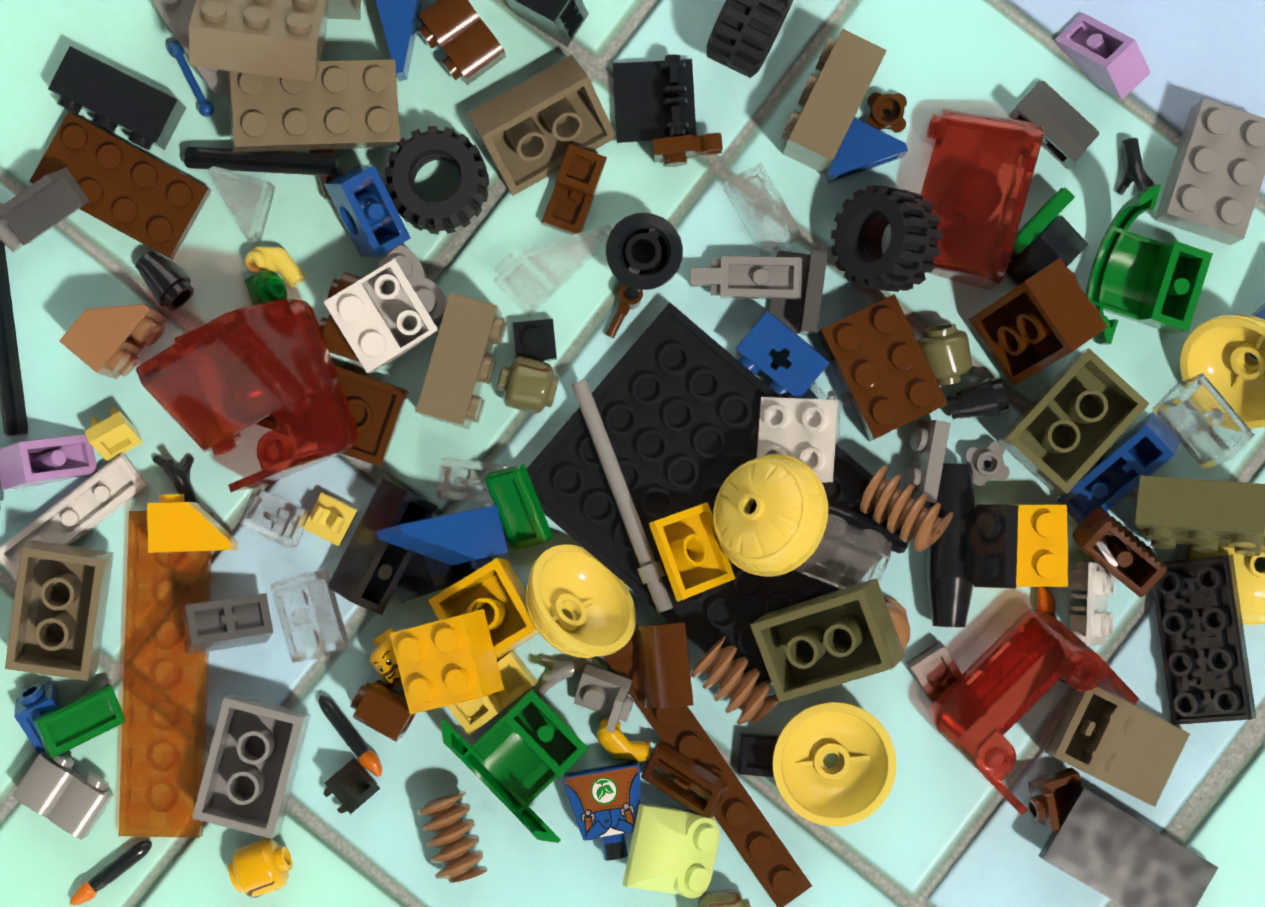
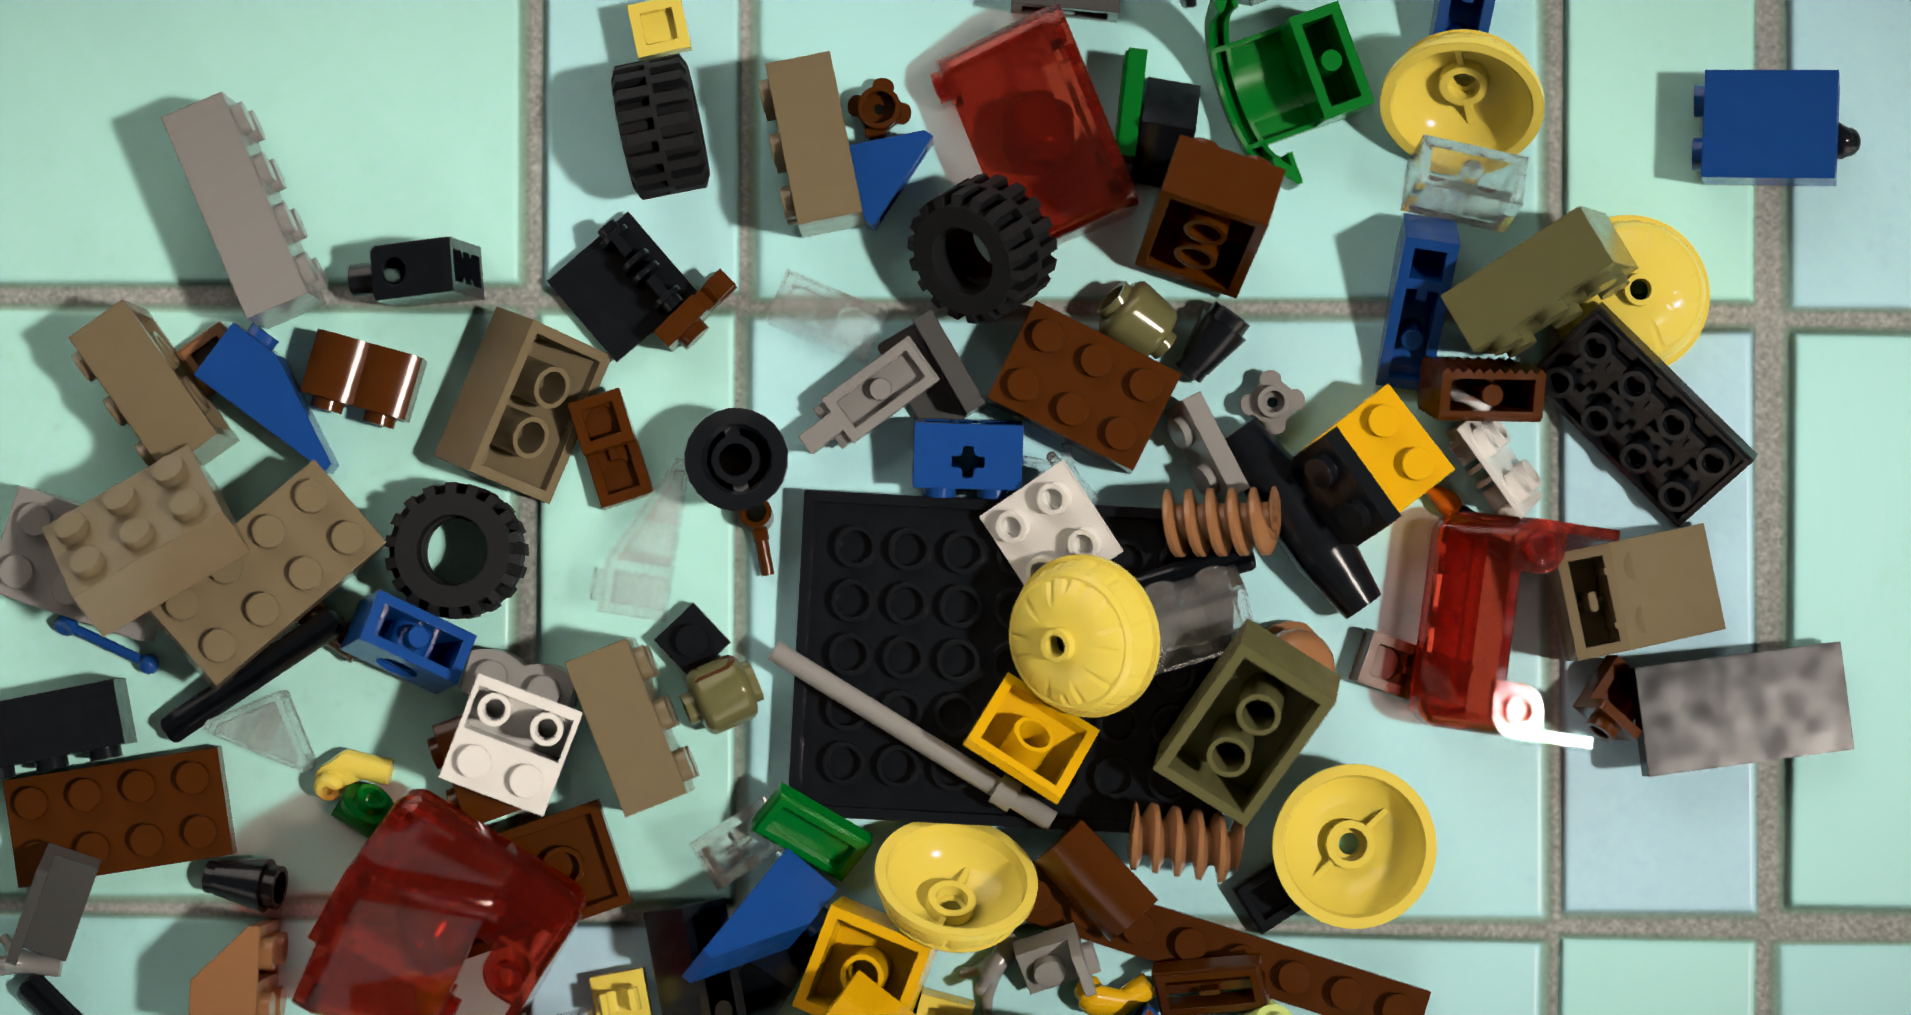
camera: 40 degrees left, 0 degrees up
(1073, 422) = (1328, 289): olive brick -> none

